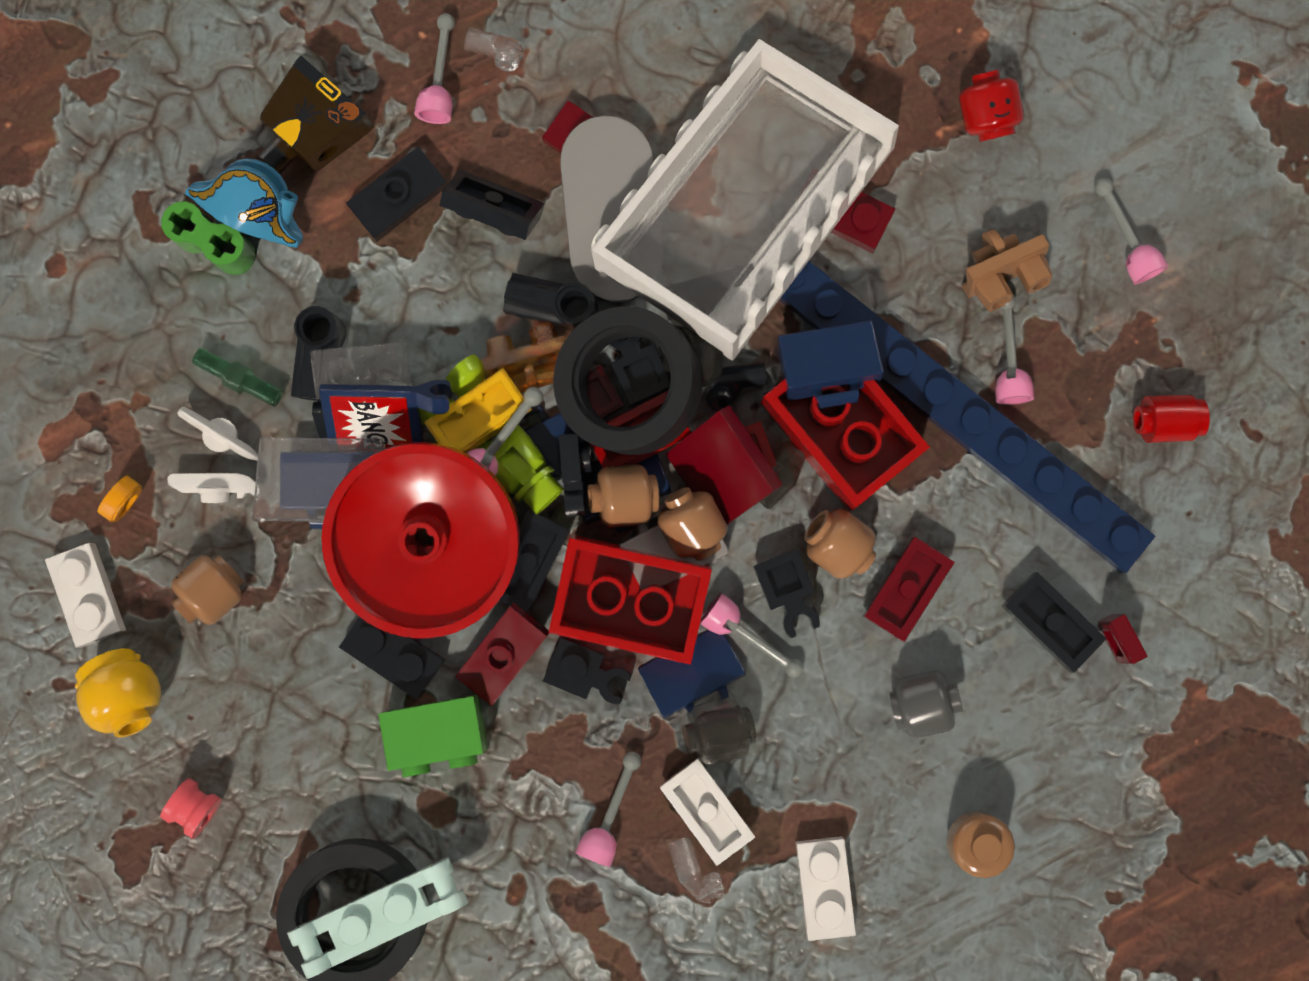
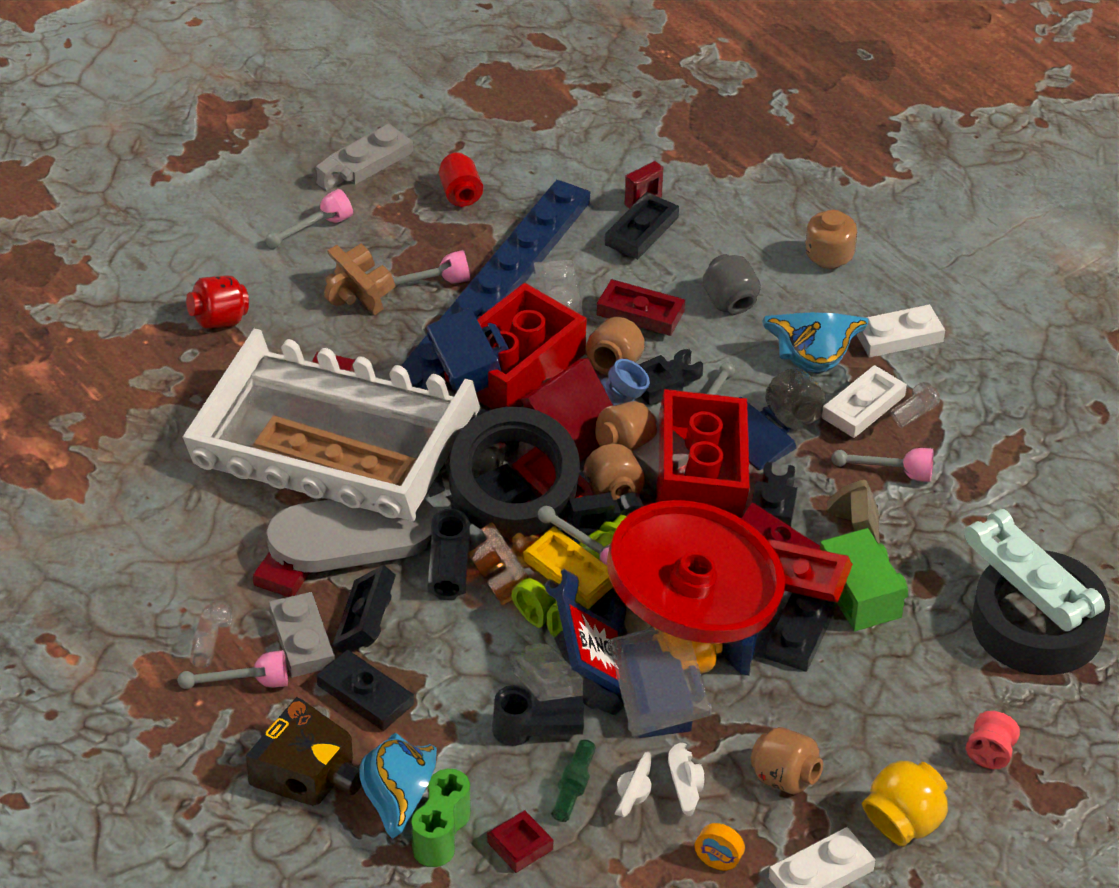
camera: 105 degrees left, 40 degrees down
(180, 313) = (520, 841): none -> dark red tile
(432, 670) = (813, 570): none -> red plate
(484, 141) = (301, 634): none -> light grey plate
(526, 760) = (856, 504): none -> dark tan tile
(694, 196) = (333, 451): none -> medium nougat tile
(765, 546) = (625, 381): none -> medium blue wheel
(807, 780) = (814, 339): none -> dark azure hat
(957, 500) = (559, 282): none -> clear plate
(1240, 313) = (364, 157): none -> light grey hinge

